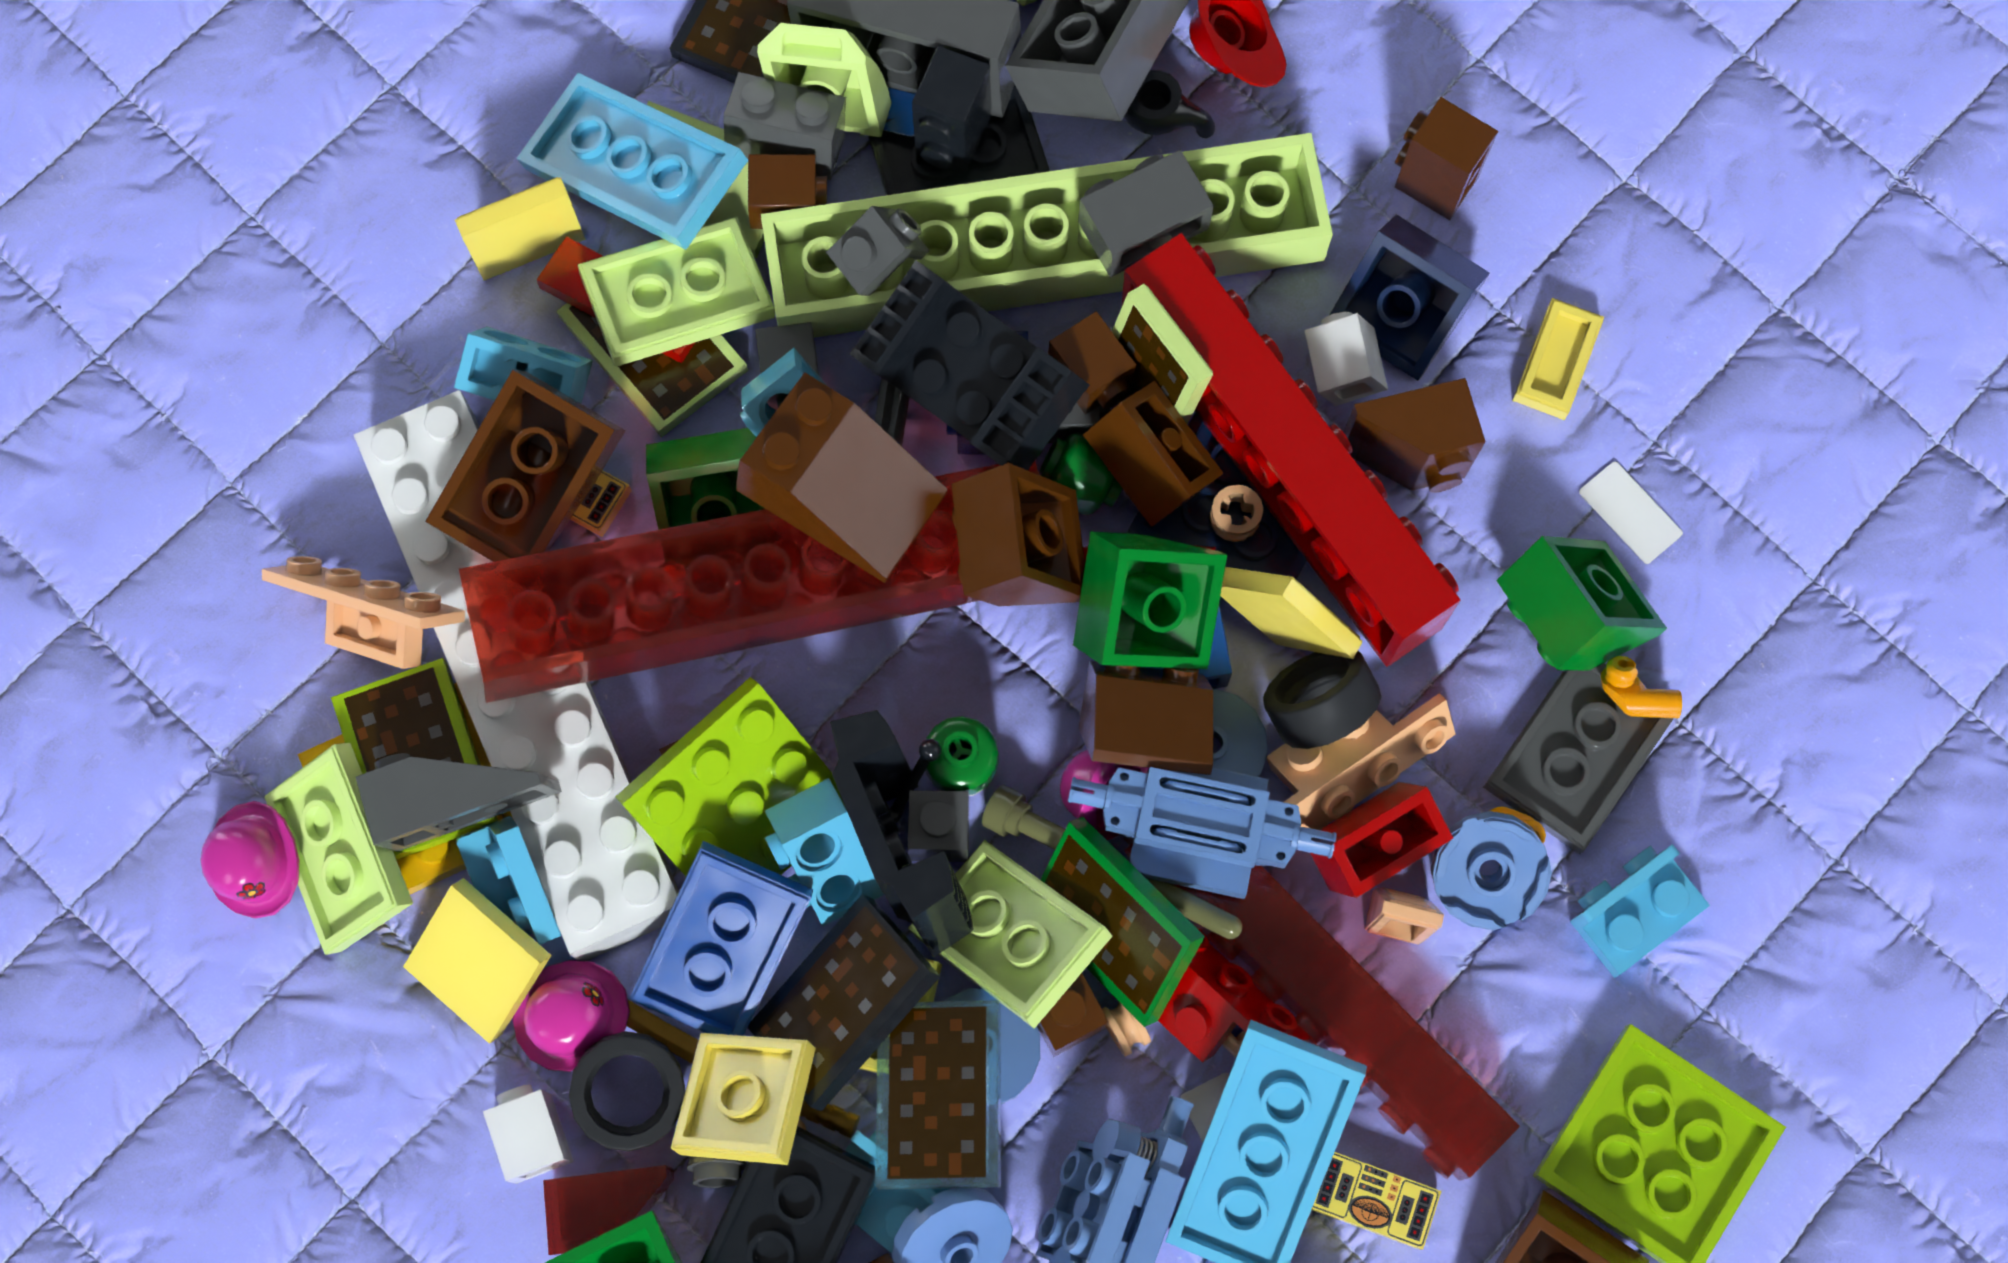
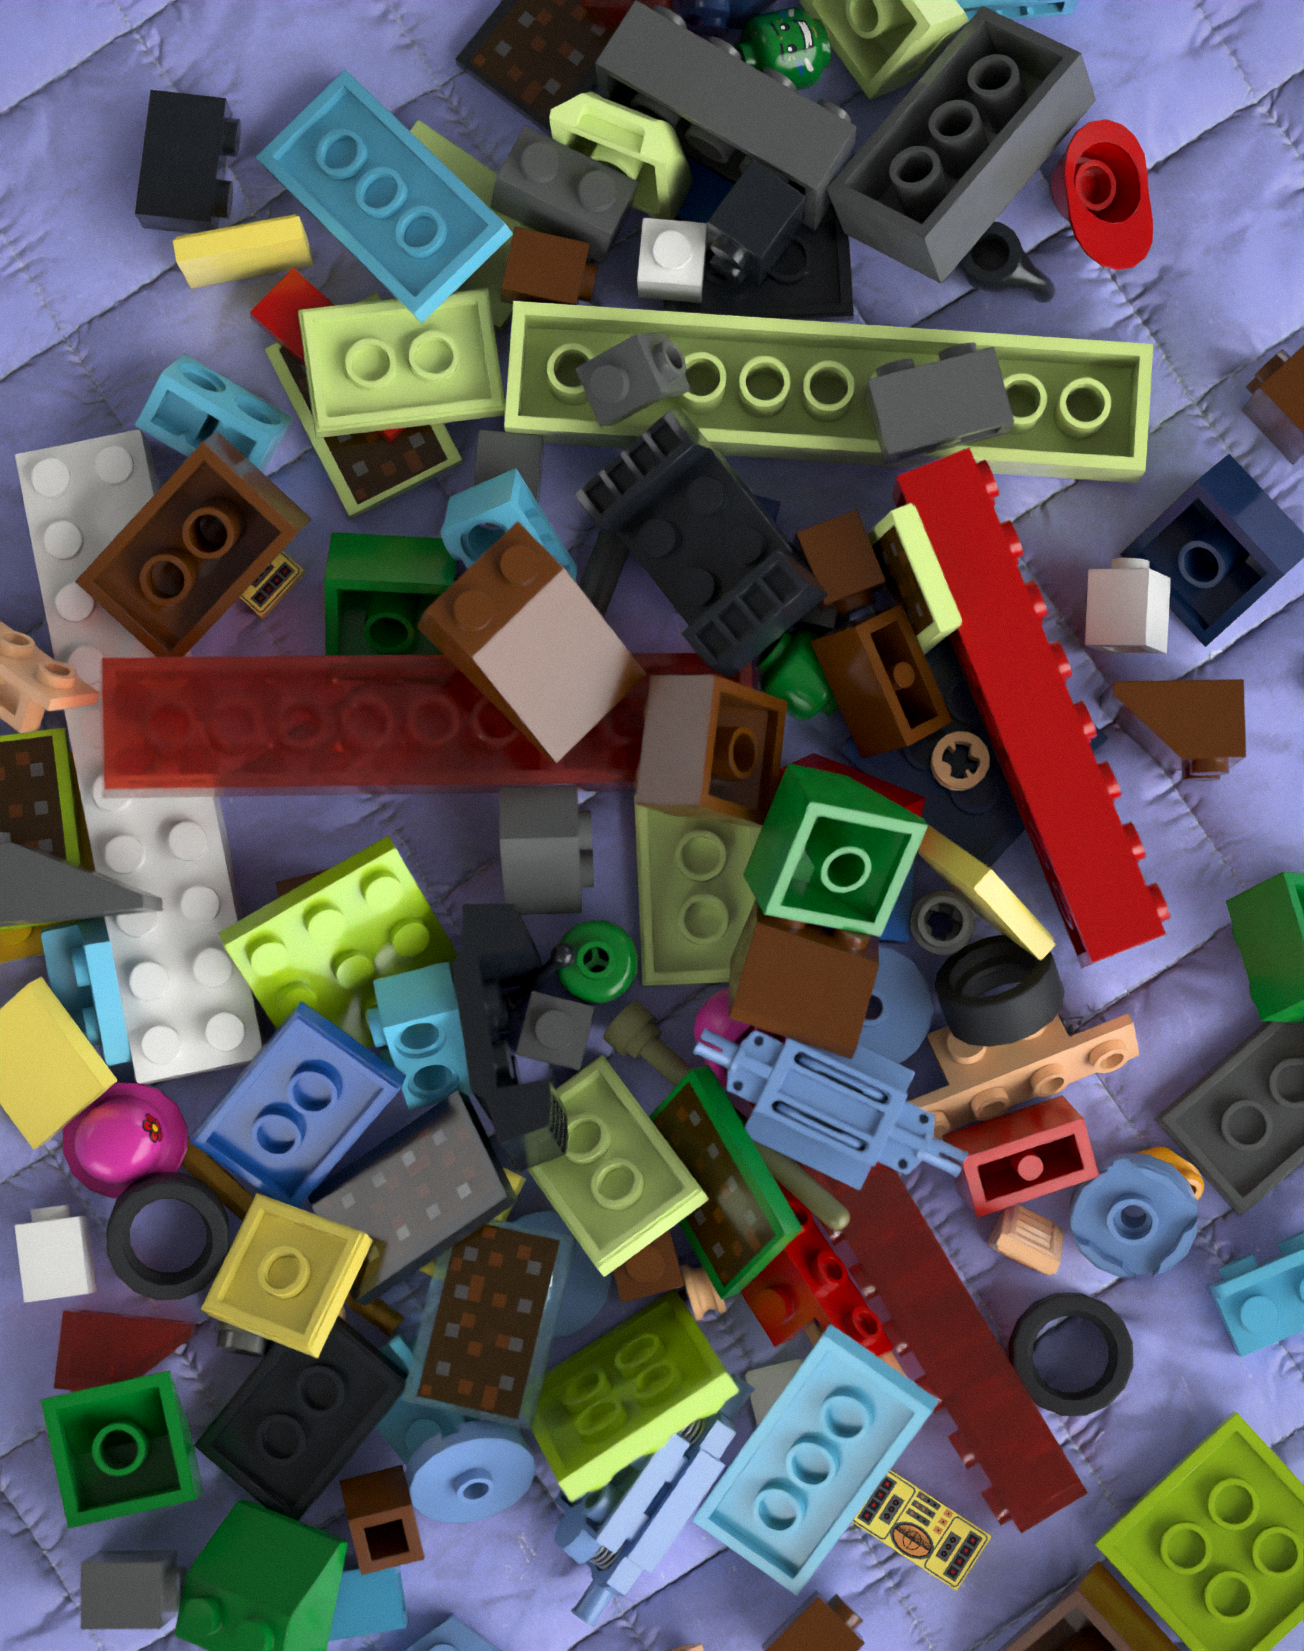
camera: 15 degrees right, 10 degrees up
(455, 169) = (186, 162): none -> black brick
(888, 156) = (672, 260): none -> white brick
(890, 663) = (544, 849): none -> dark grey brick
(1029, 679) = (690, 896): none -> yellowish green tile
(1083, 1132) = (627, 1395): none -> lime plate
(1259, 640) = (955, 910): none -> dark grey cone
(1503, 980) = (1119, 1353): none -> black tyre

